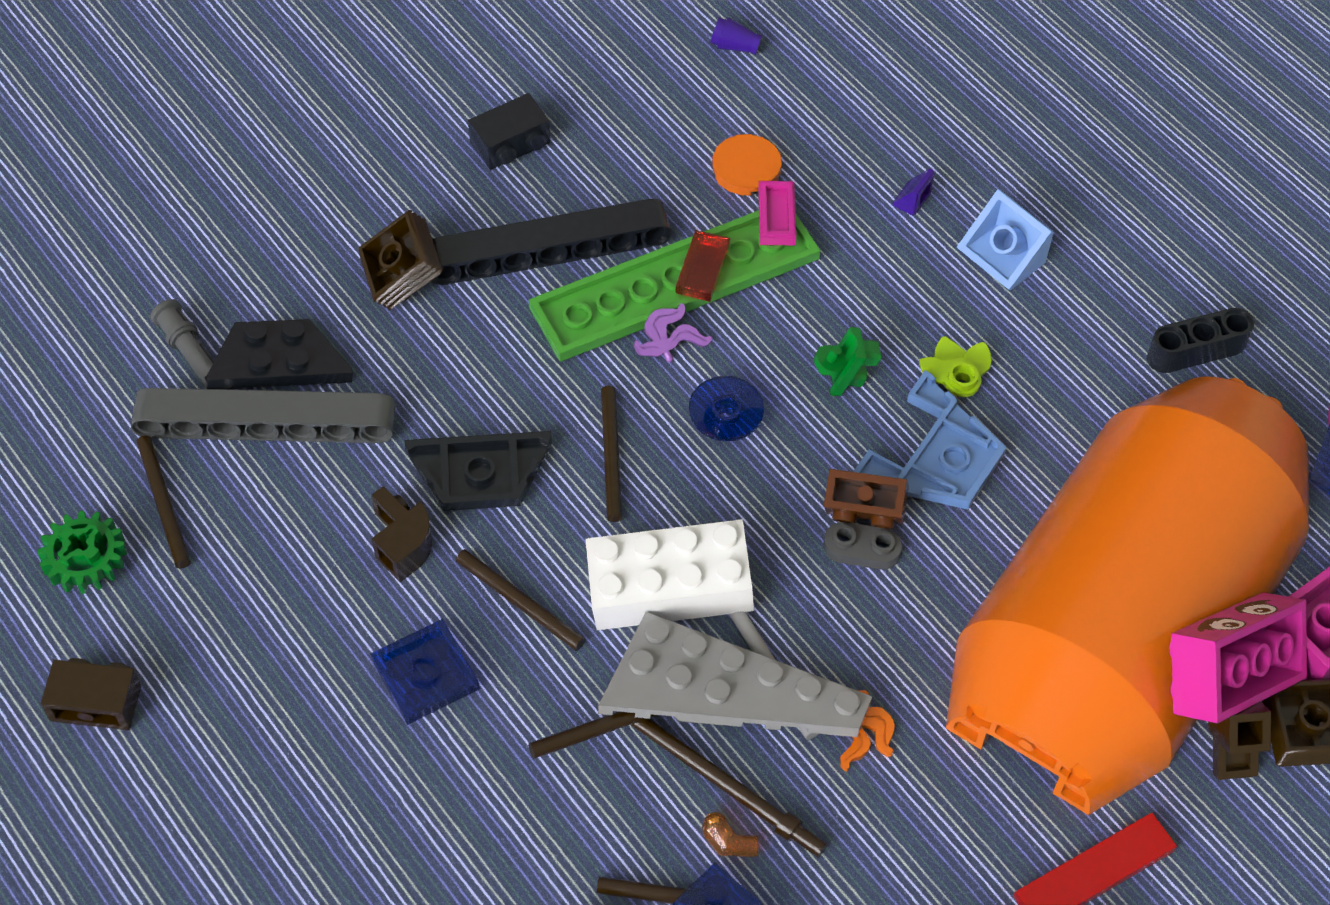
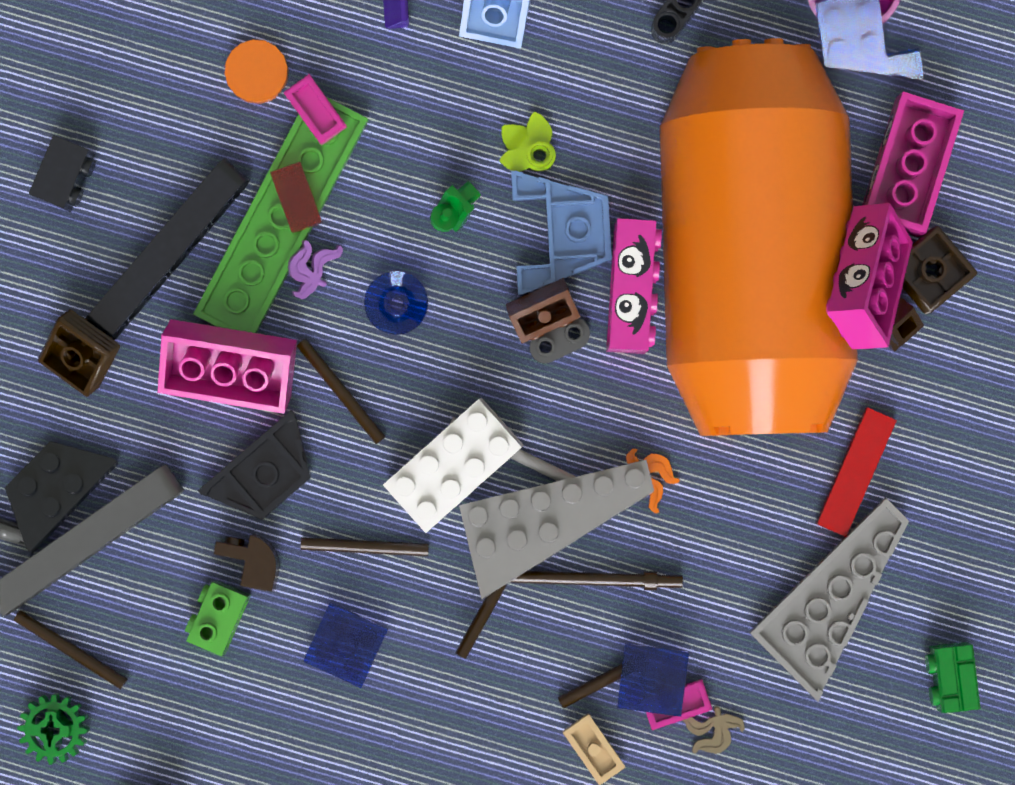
camera: 35 degrees left, 30 degrees up
(325, 561) = (217, 617): none -> bright green brick
(524, 351) = (226, 366): none -> dark pink brick
(725, 840) = (616, 618): clear orange arm -> none
(973, 531) = (631, 286): none -> dark pink brick

